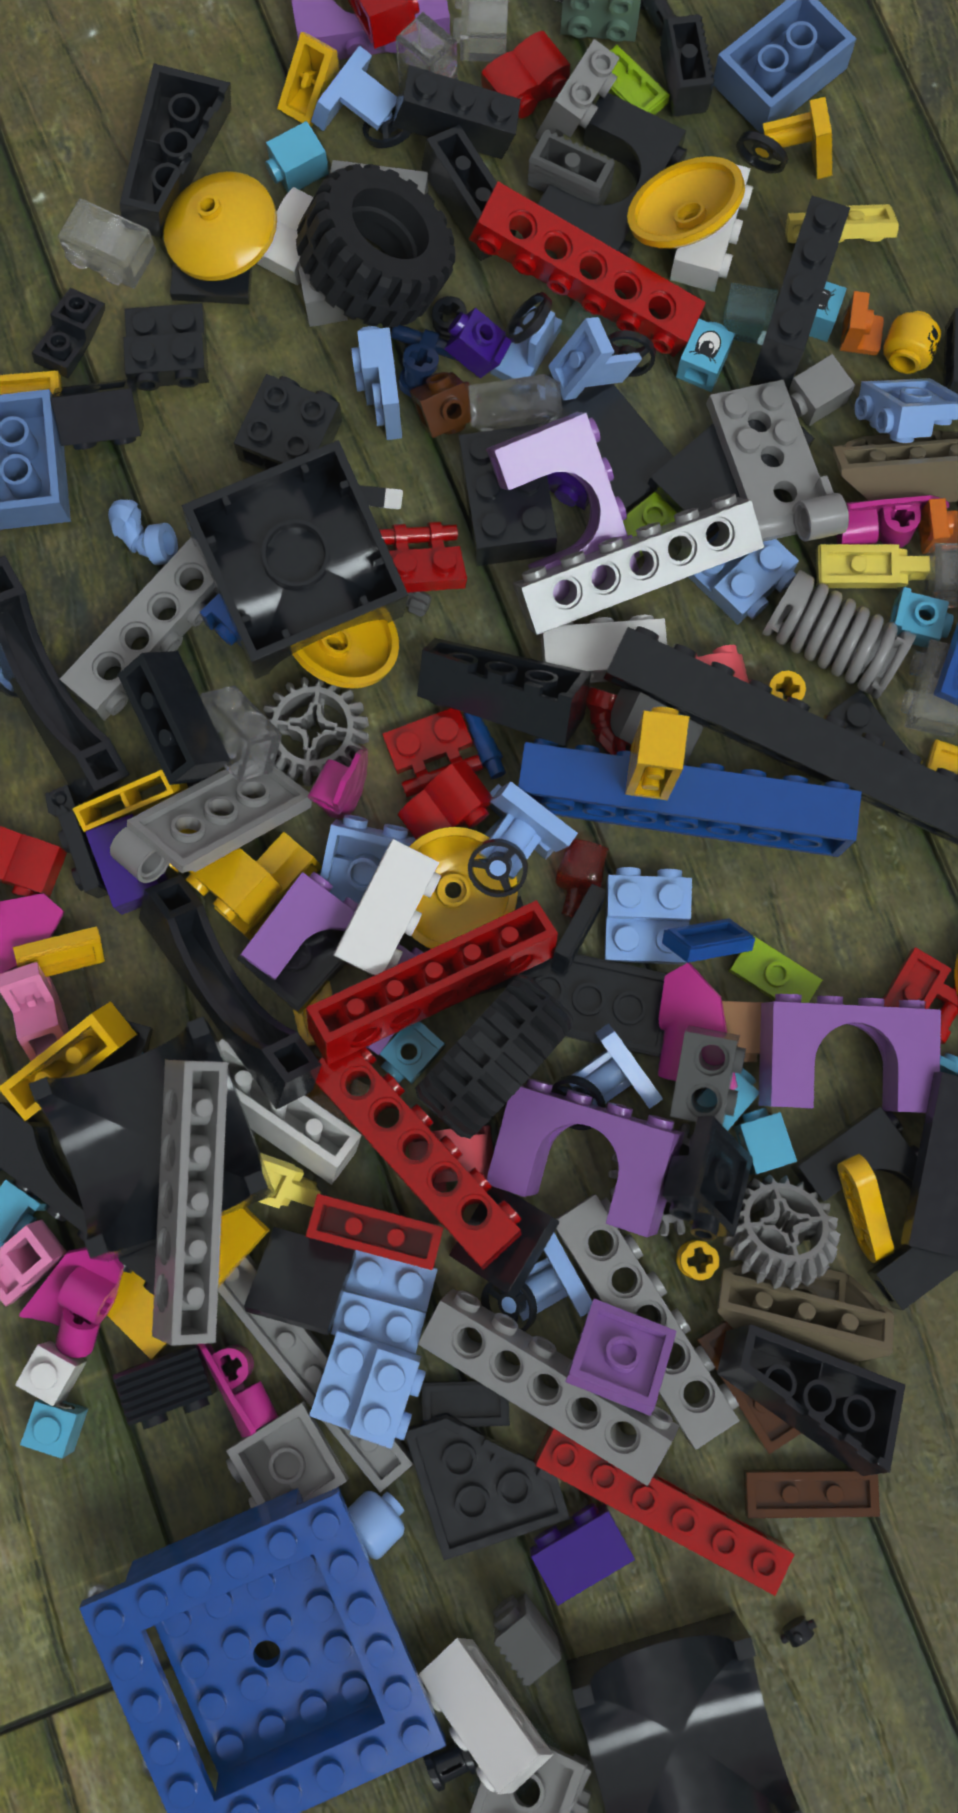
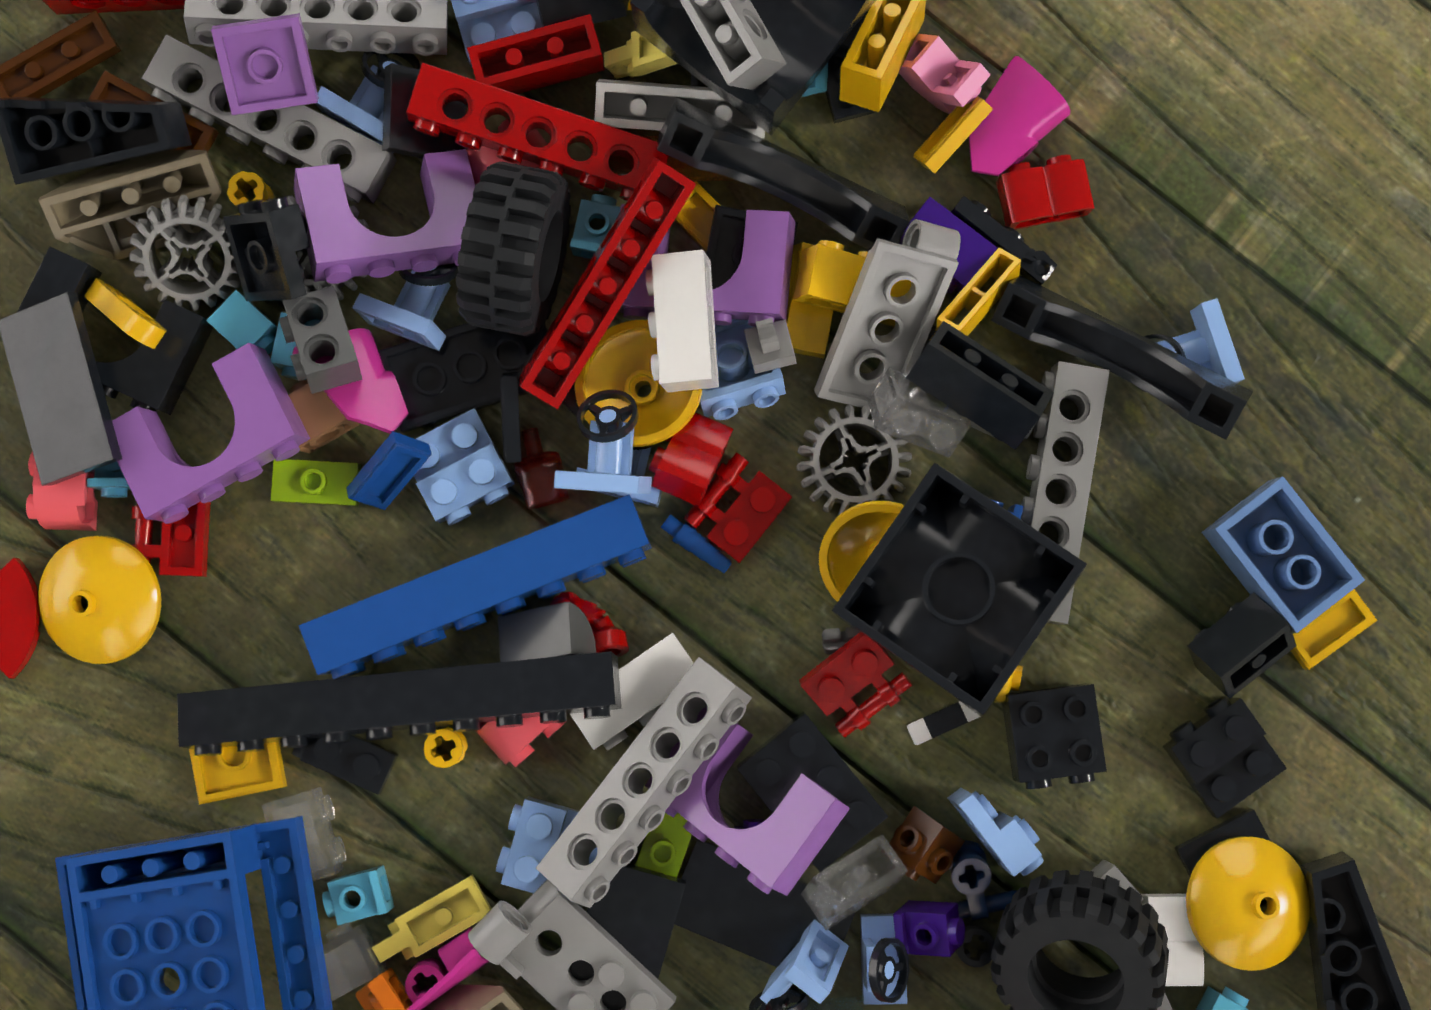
camera: 150 degrees right, 5 degrees up
(71, 332) = (1323, 716): black slope -> none
(106, 244) = (1346, 823): clear brick -> none
(156, 543) = (1107, 554): light blue arm -> none
(326, 856) = (770, 345): none -> light grey tile
(340, 786) = (797, 416): dark pink panel -> none
(505, 688) = (698, 593): black wedge -> none
(657, 753) = (512, 578): yellow brick -> none
(839, 634) = (392, 814): light grey piece -> none

